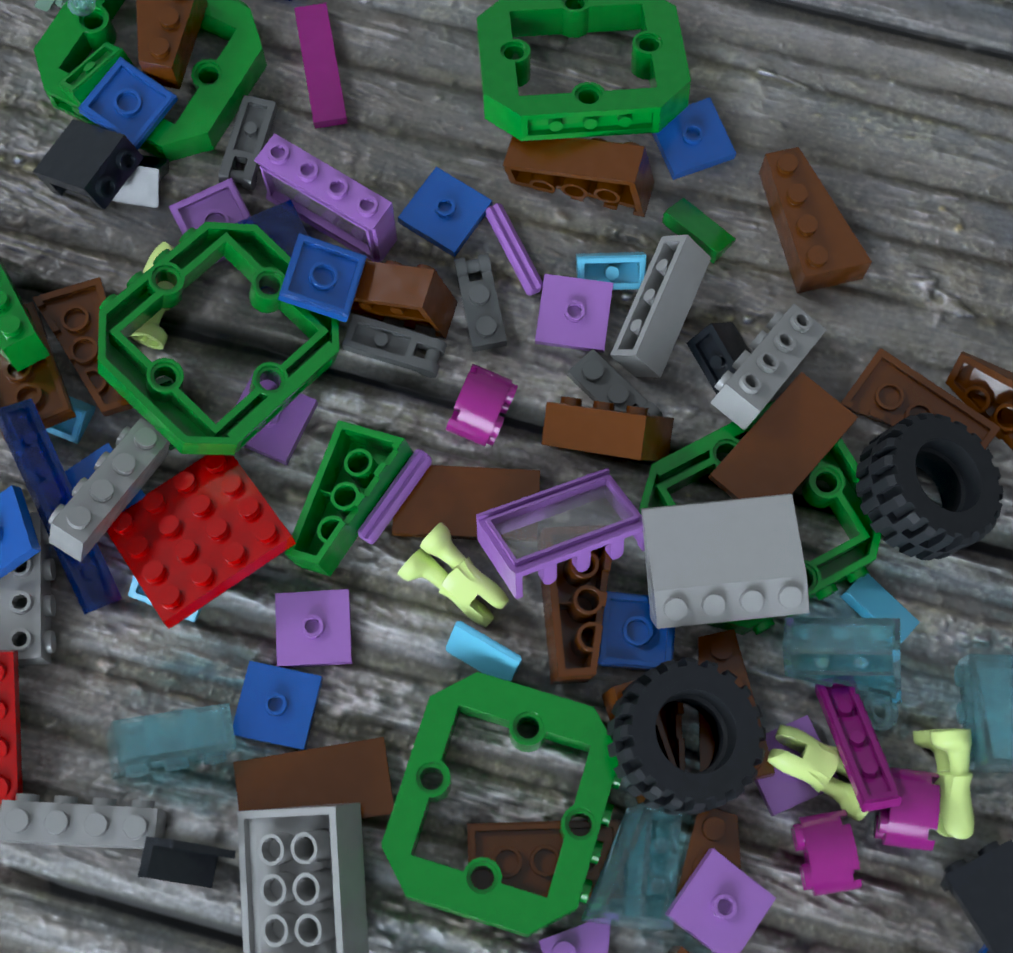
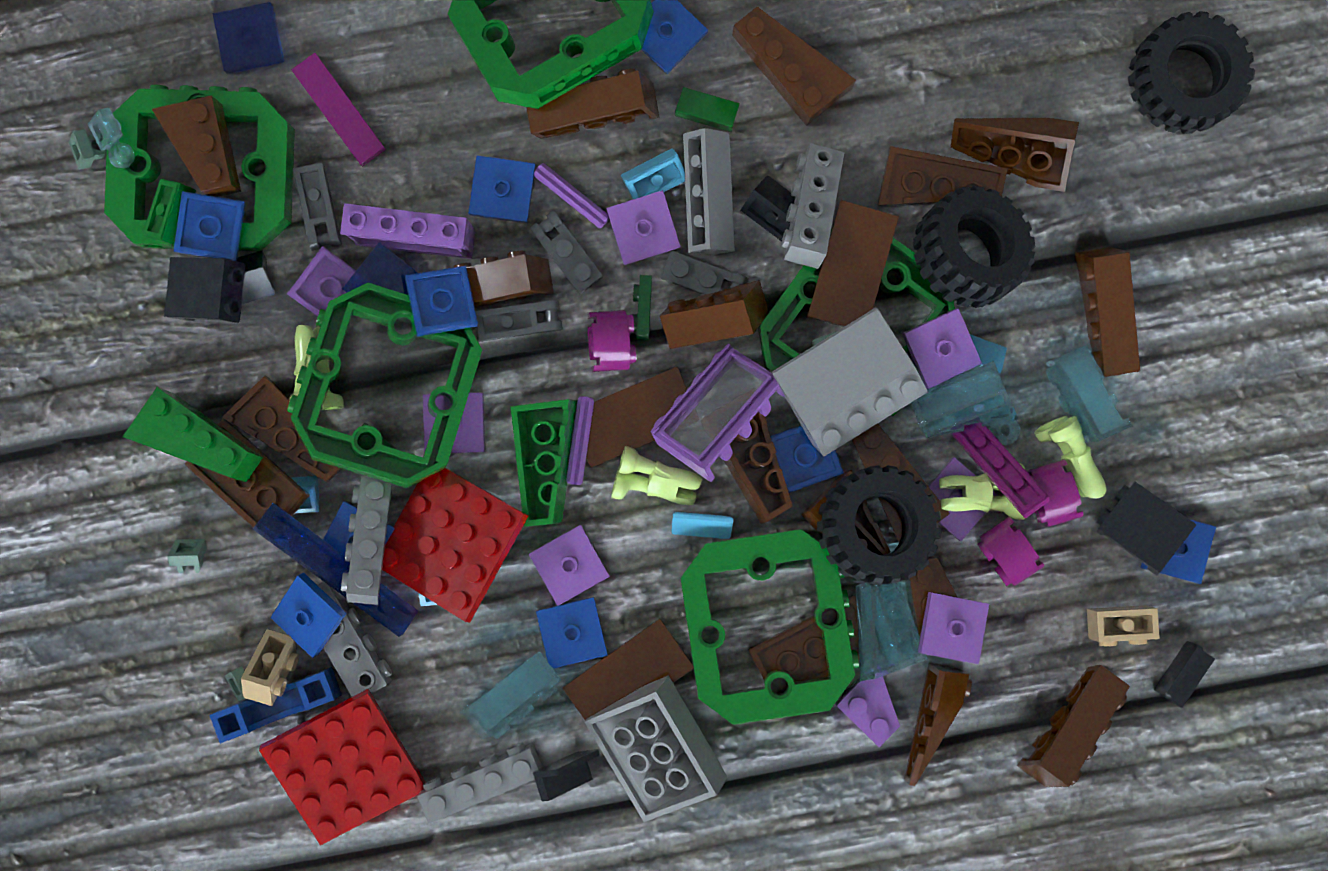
camera: 25 degrees left, 15 degrees up
(538, 382) = (642, 295): none -> dark green plate
(845, 580) = (942, 348): none -> medium lavender plate

